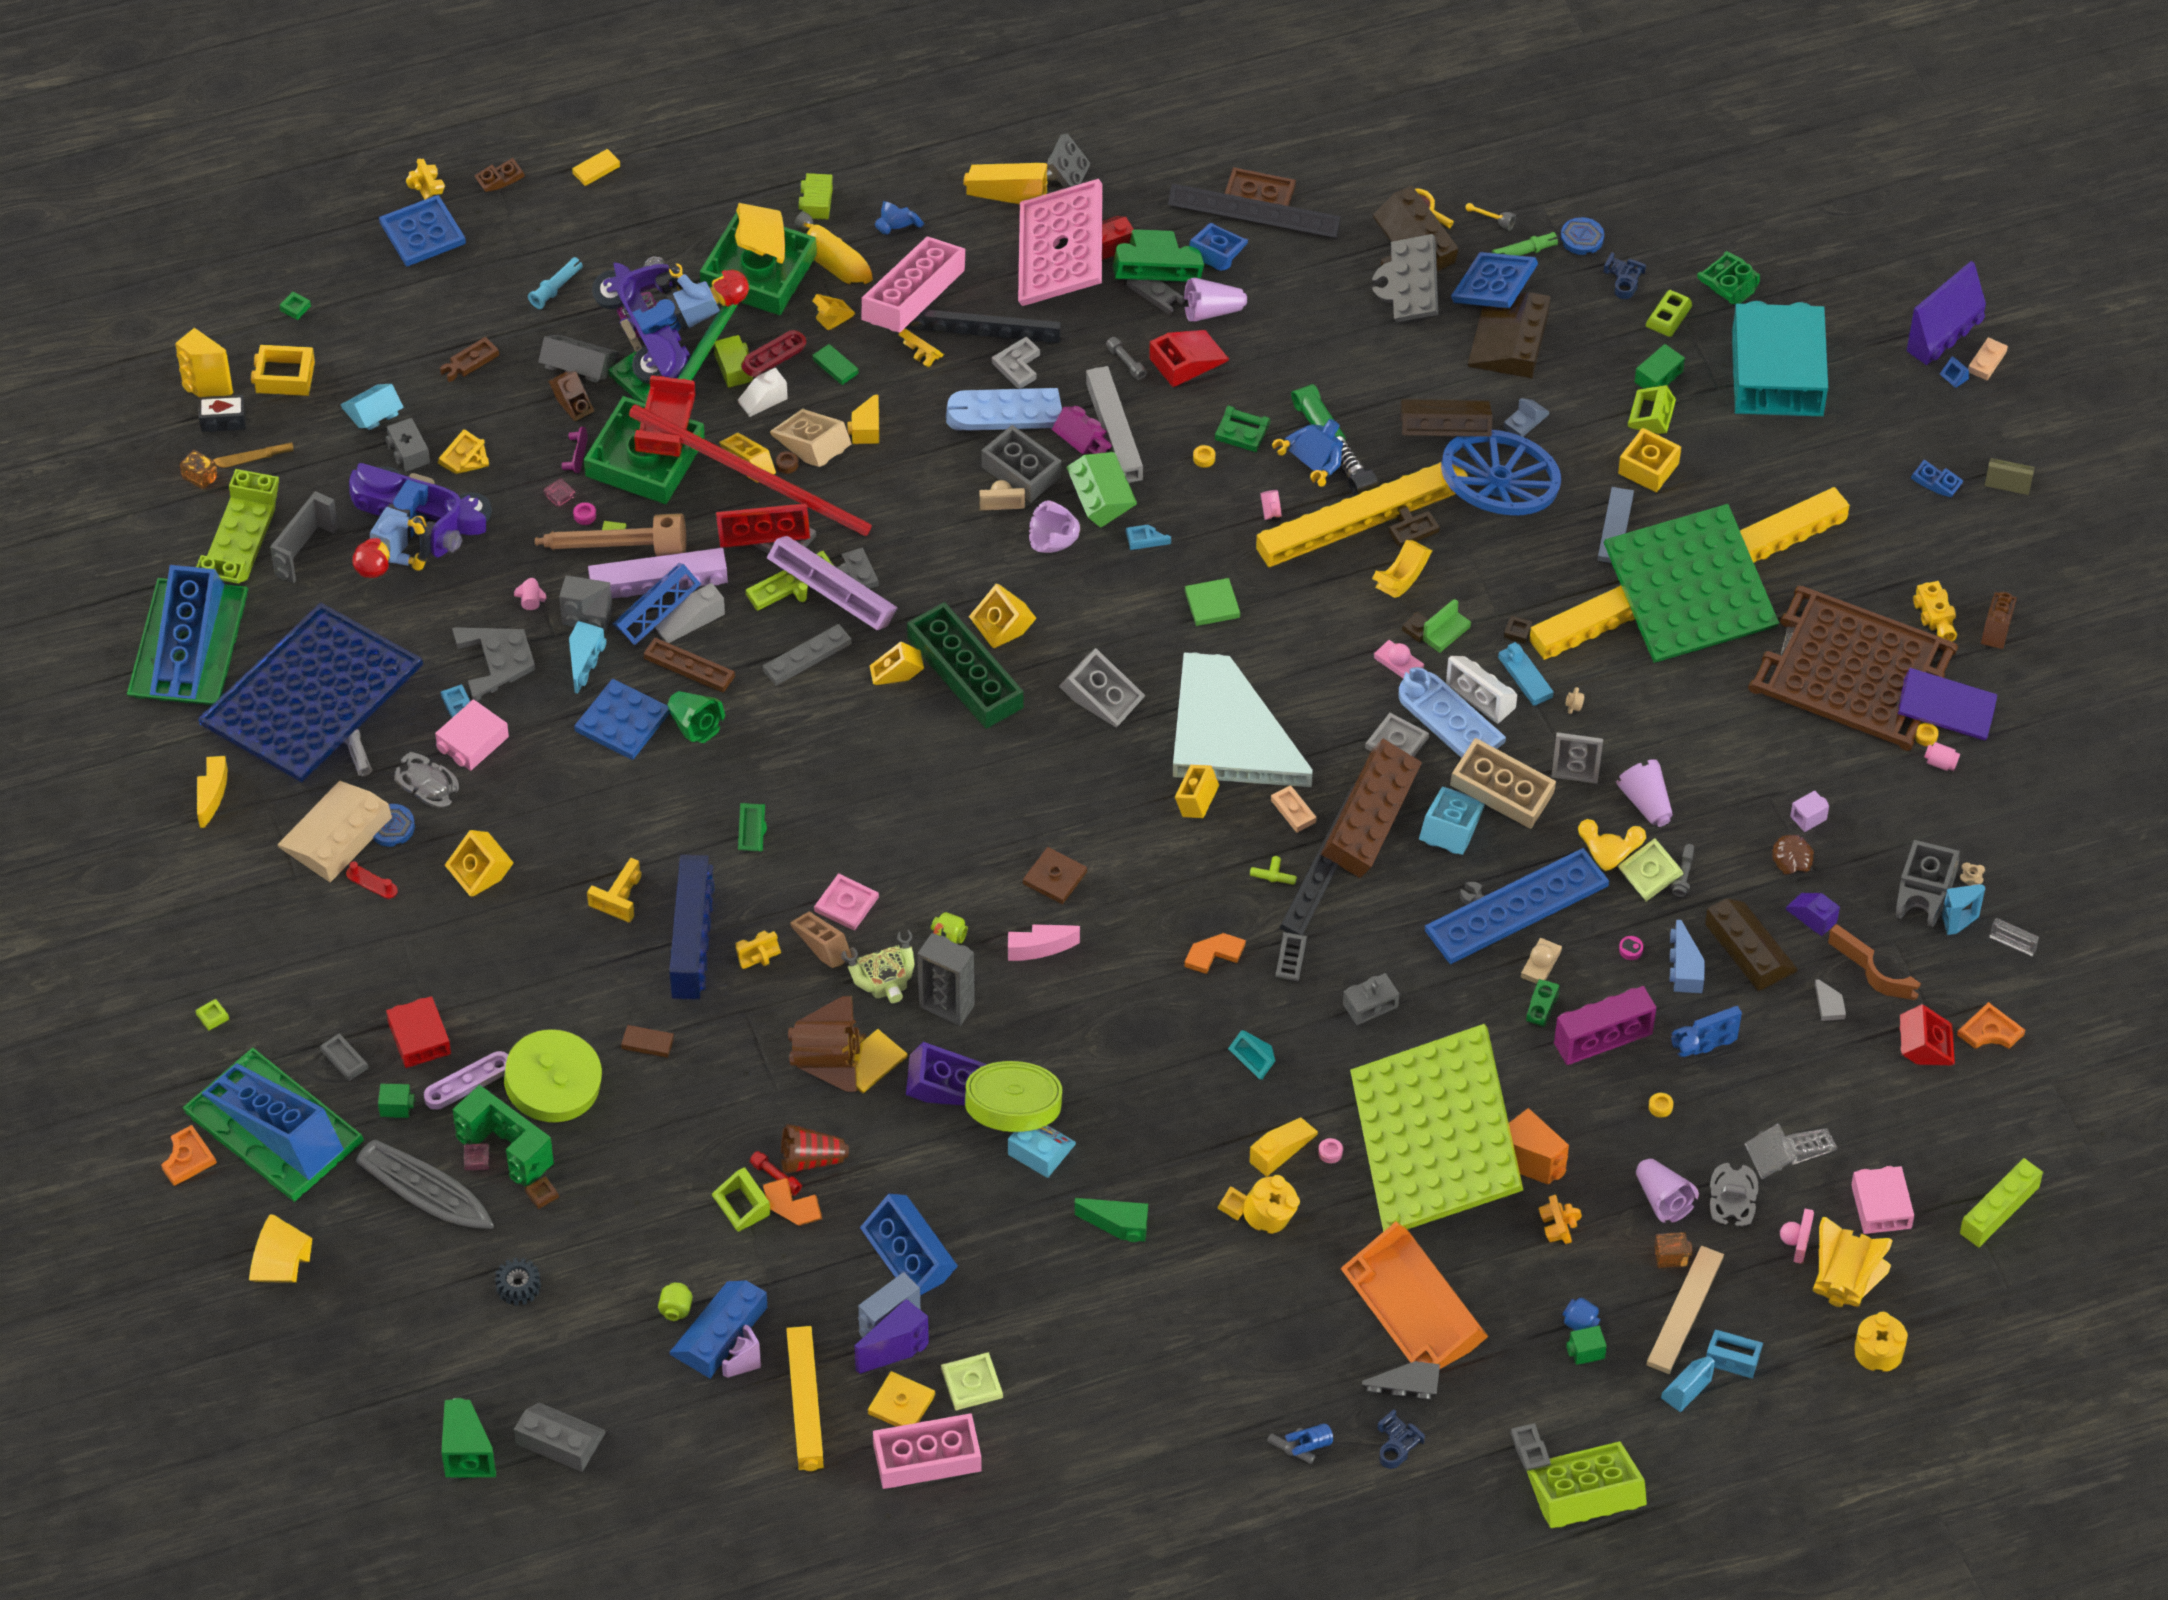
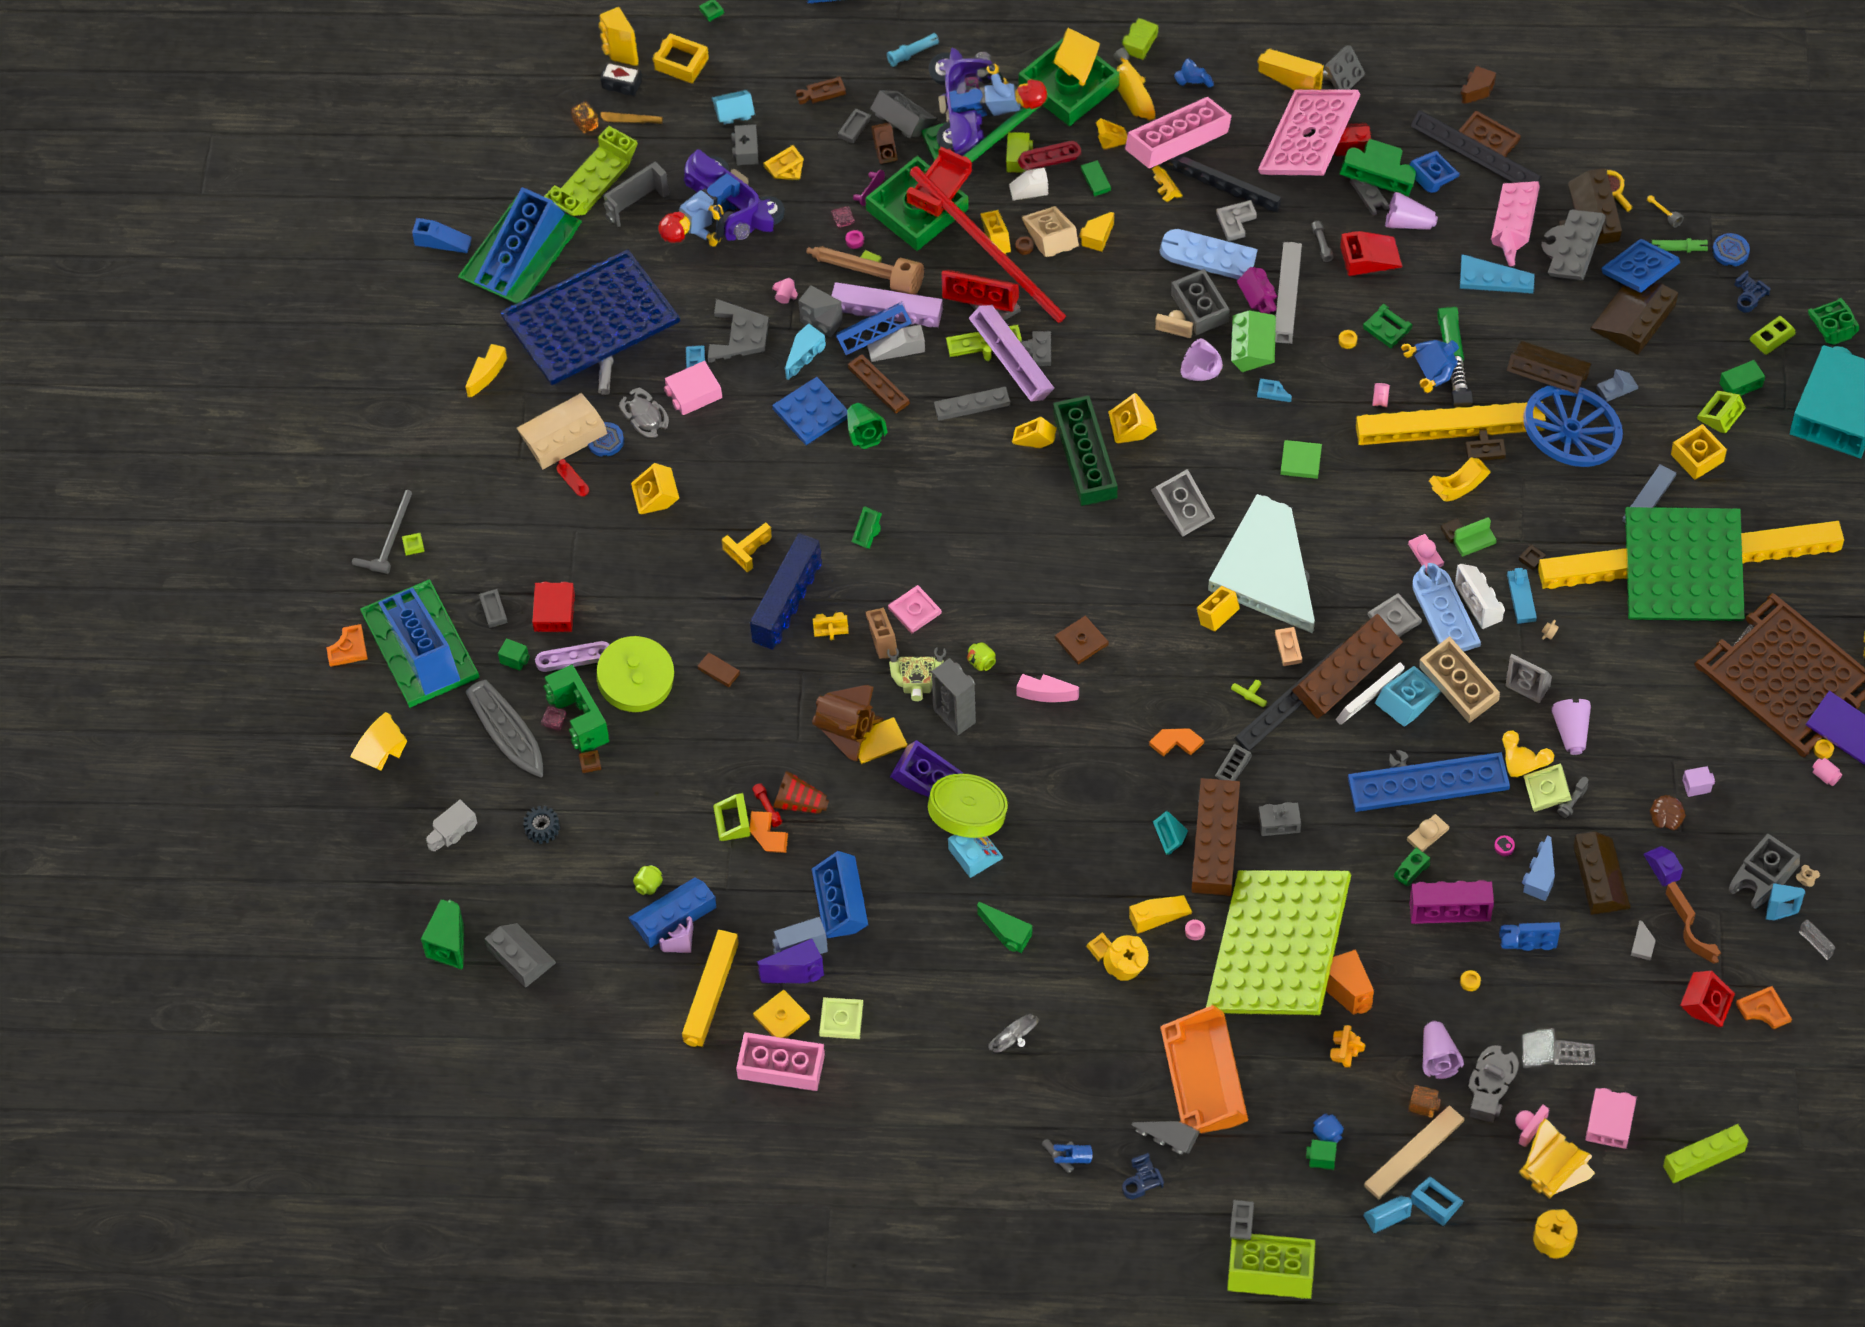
camera: 25 degrees right, 5 degrees up
(80, 654) = (438, 236): none -> blue slope
(184, 1049) = (381, 564): none -> dark grey bar
(410, 1317) = (451, 826): none -> light grey hinge
(525, 387) = (854, 126): none -> dark grey tile
(1181, 1330) = (1013, 1033): none -> flat silver shield
(1225, 138) = (1479, 85): none -> reddish brown slope
(1309, 1041) = (1215, 837): none -> reddish brown brick
(1329, 342) = (1495, 277): none -> dark azure wing
(1331, 268) = (1515, 217): none -> bright pink hinge
(1411, 829) = (1369, 694): none -> white tile
(1741, 1233) = (1485, 1106): none -> flat silver brick

